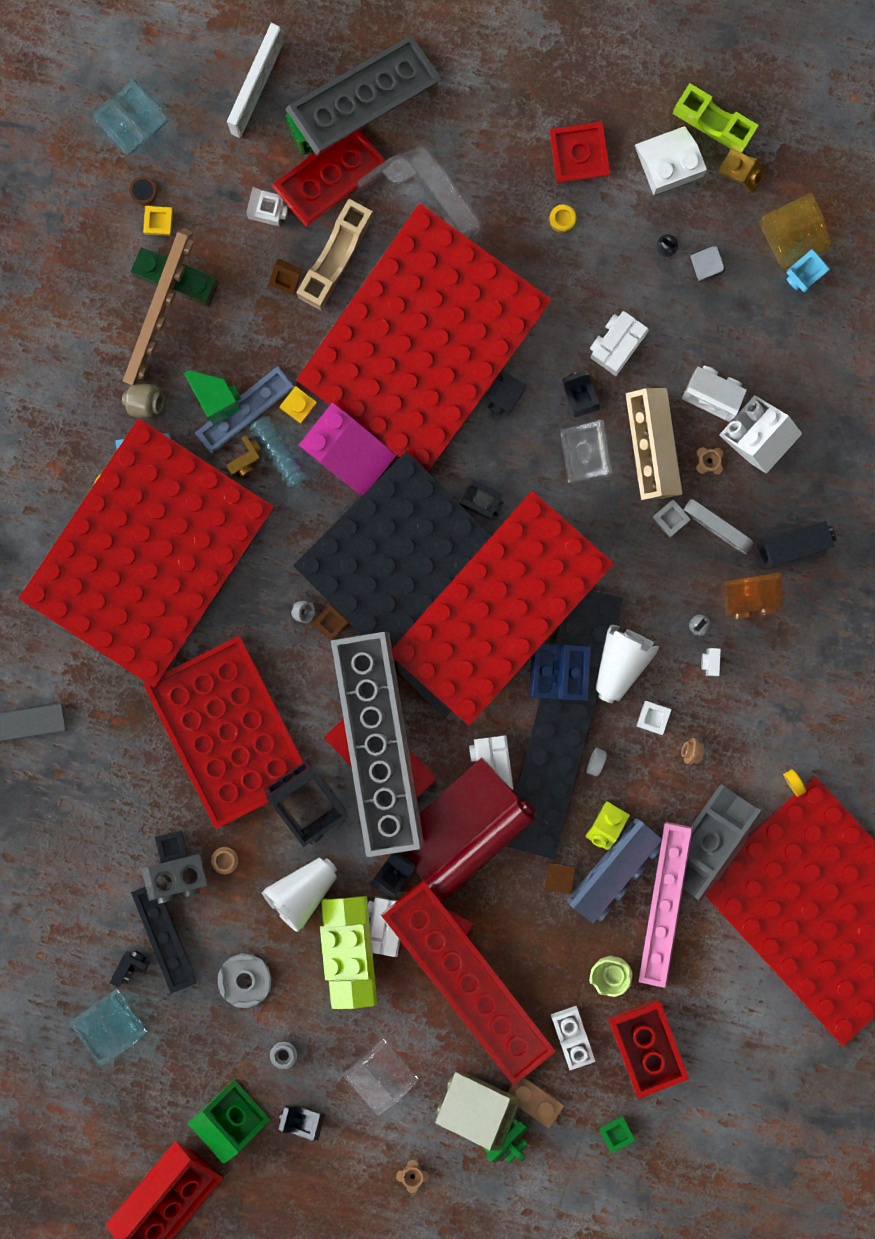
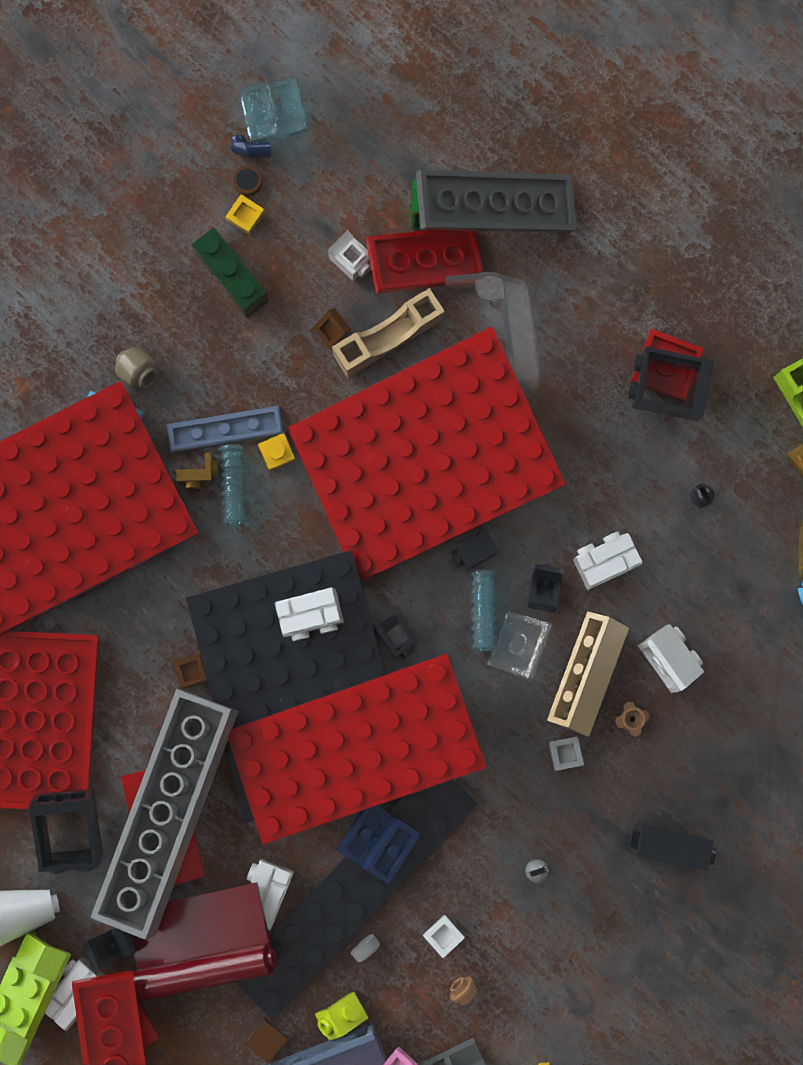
camera: 25 degrees right, 5 degrees down
(129, 163) = (251, 149): none -> dark blue arm
(162, 298) = (204, 283): medium nougat plate -> none
(214, 395) = (202, 400): green slope -> none
(255, 81) = (405, 137): white tile -> none
(308, 614) = (171, 653): light grey hinge -> none
(347, 449) = (297, 518): dark pink slope -> none
(403, 520) = (309, 613): none -> white brick
(540, 439) = (483, 610): none -> clear light blue piece
(562, 218) = (618, 417): yellow tile -> none
(617, 158) = (700, 388): none -> black window
(622, 662) = (443, 866): white cone -> none
(671, 160) = (749, 419): white slope -> none
(707, 263) = (731, 533): slope -> none
(711, 662) = (528, 913): white plate -> none
(718, 526) = (606, 786): light grey beam -> none
(752, 594) = (603, 871): clear orange slope -> none
(761, 433) = (695, 721): white slope -> none

